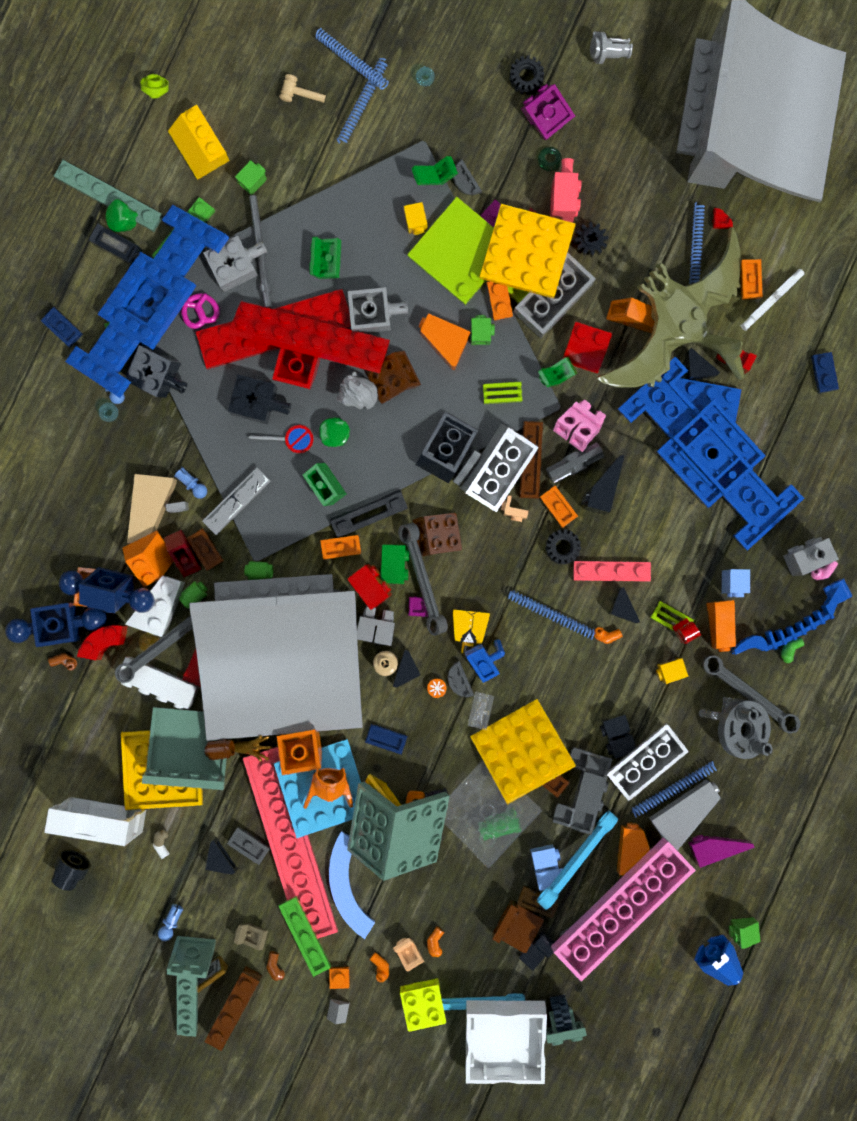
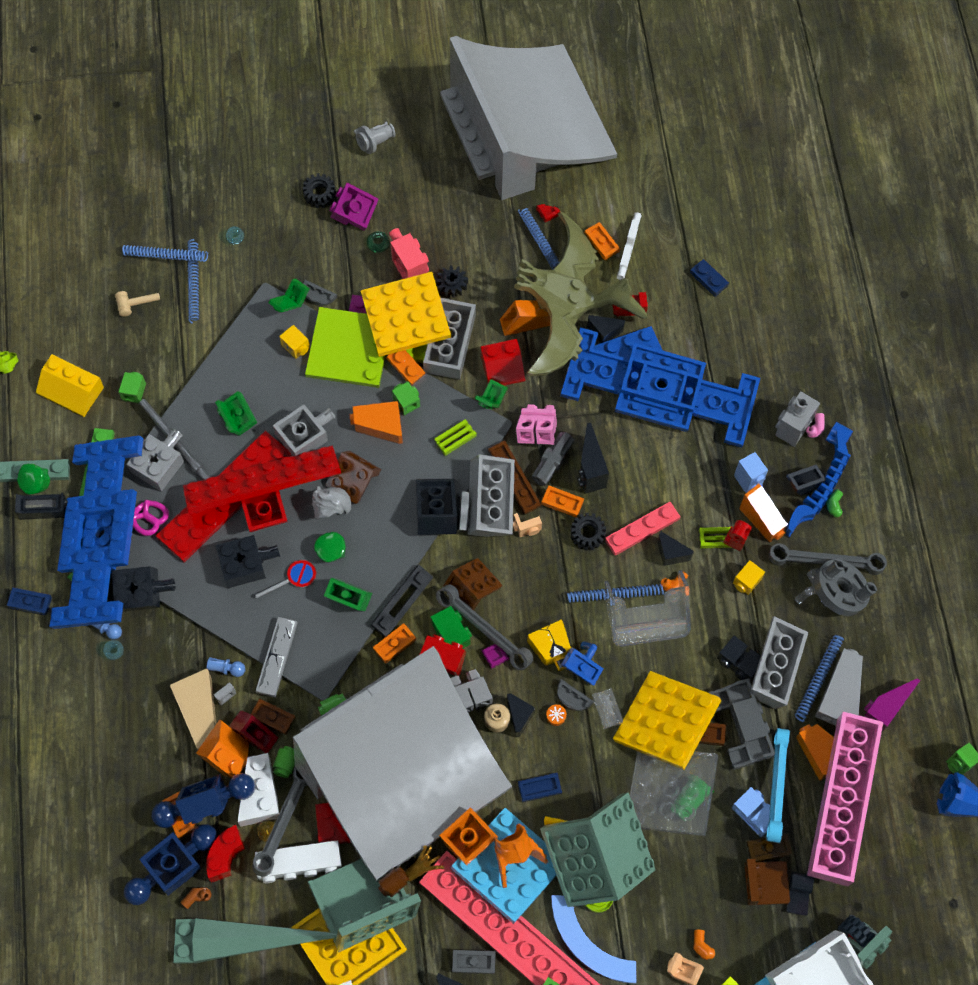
camera: 35 degrees left, 20 degrees down
(52, 702) = (211, 939): none -> sand green plate
(565, 657) = (650, 622): none -> clear windscreen
(780, 615) = (806, 479): none -> black slope

